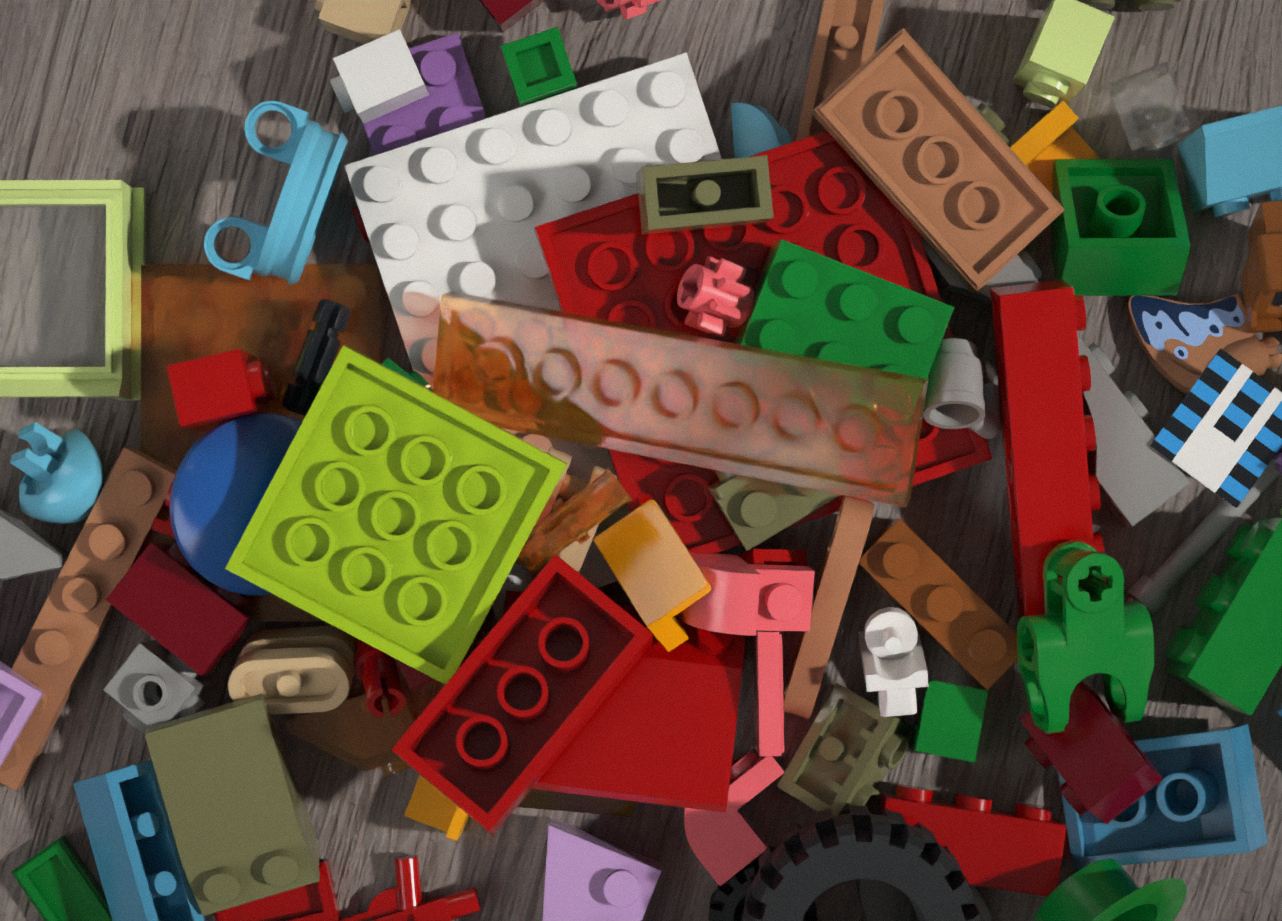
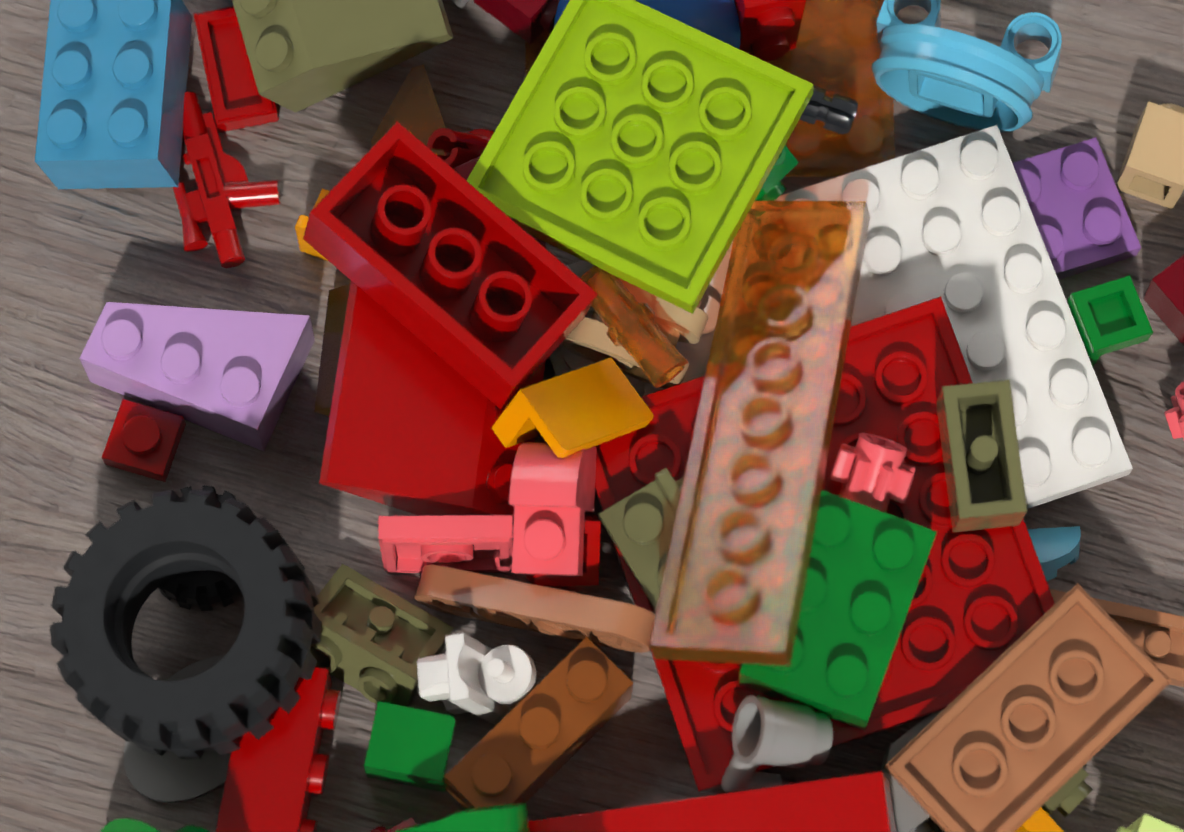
camera: 80 degrees right, 15 degrees down
(295, 669) = (473, 72): tan brick -> none
(378, 77) = (1090, 157): white brick -> none
(727, 839) = (302, 507): coral brick -> none

